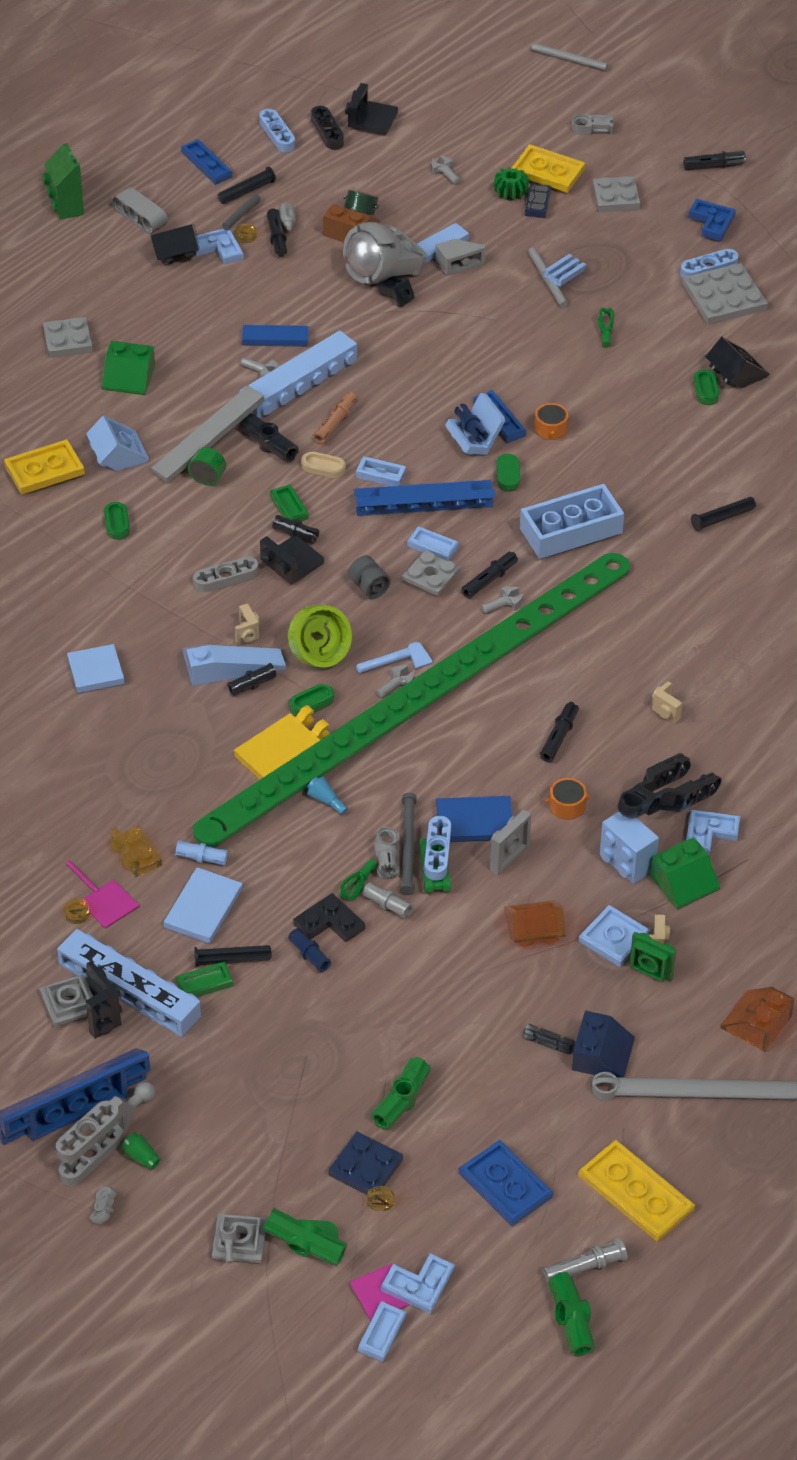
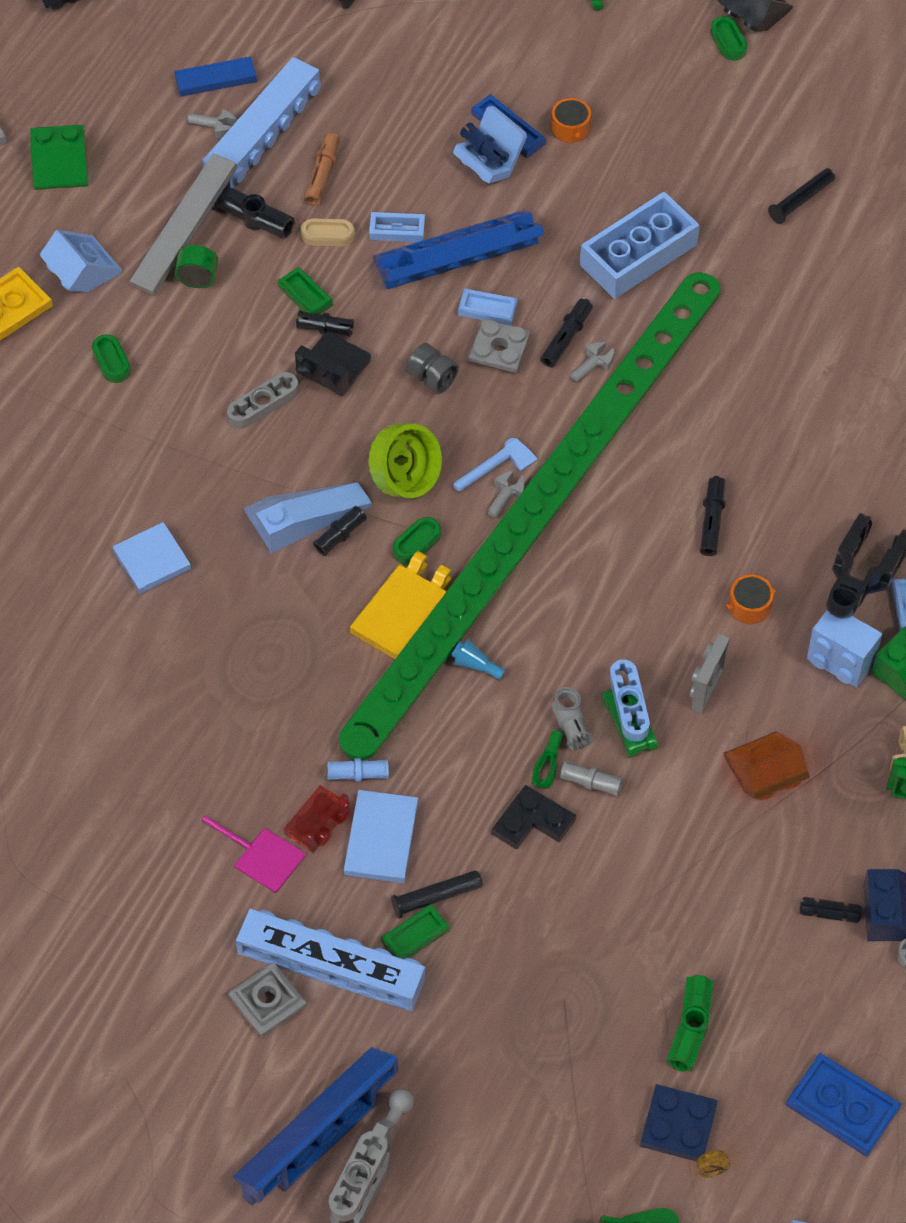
camera: 15 degrees left, 10 degrees up
(76, 911) = (236, 880): clear yellow tile -> none
(104, 1006) = (320, 1005): black bracket -> none
(135, 850) = (279, 784): clear yellow bracket -> none
(140, 1150) = (418, 1174): green cone -> none
(157, 881) = (317, 818): none -> clear red bracket
(249, 625) = (315, 461): tan bracket -> none
(309, 950) = (524, 864): dark blue pin -> none
(407, 886) = (606, 755): dark grey bar -> none
(474, 816) = (656, 647): blue tile -> none
(508, 472) = (542, 195): green tile -> none
(612, 935) = (859, 759): light blue tile -> none
(665, 704) = (821, 454): tan bracket -> none

